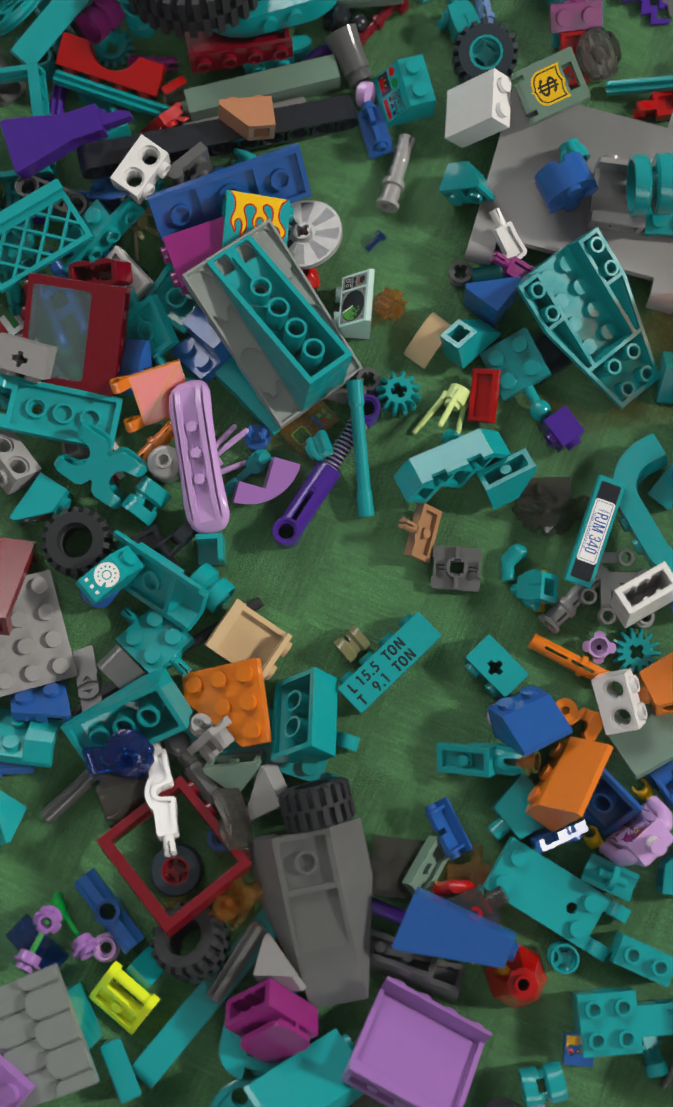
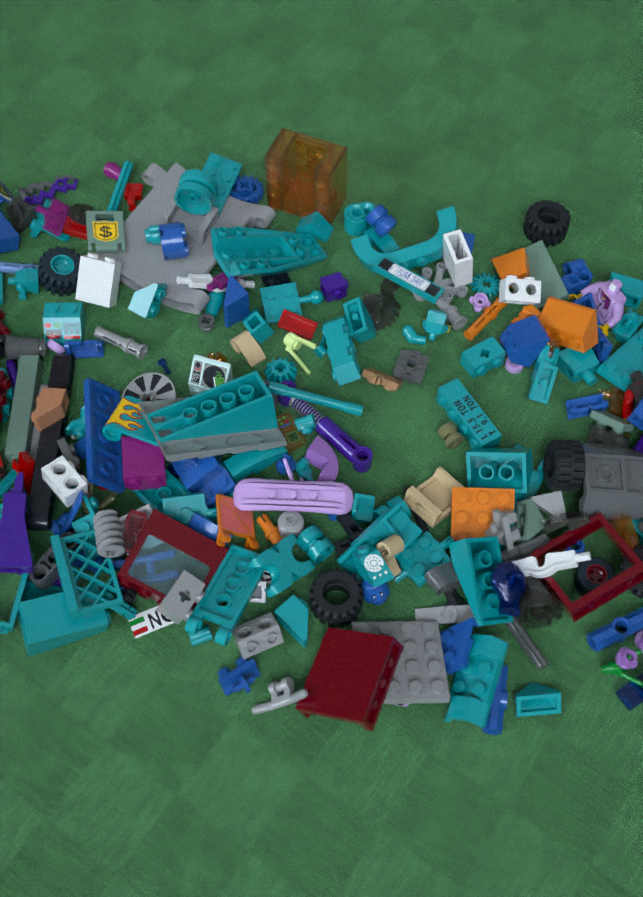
camera: 80 degrees left, 20 degrees down
(74, 244) = (108, 534): none -> light grey piece
(136, 595) = (388, 549): none -> tan panel

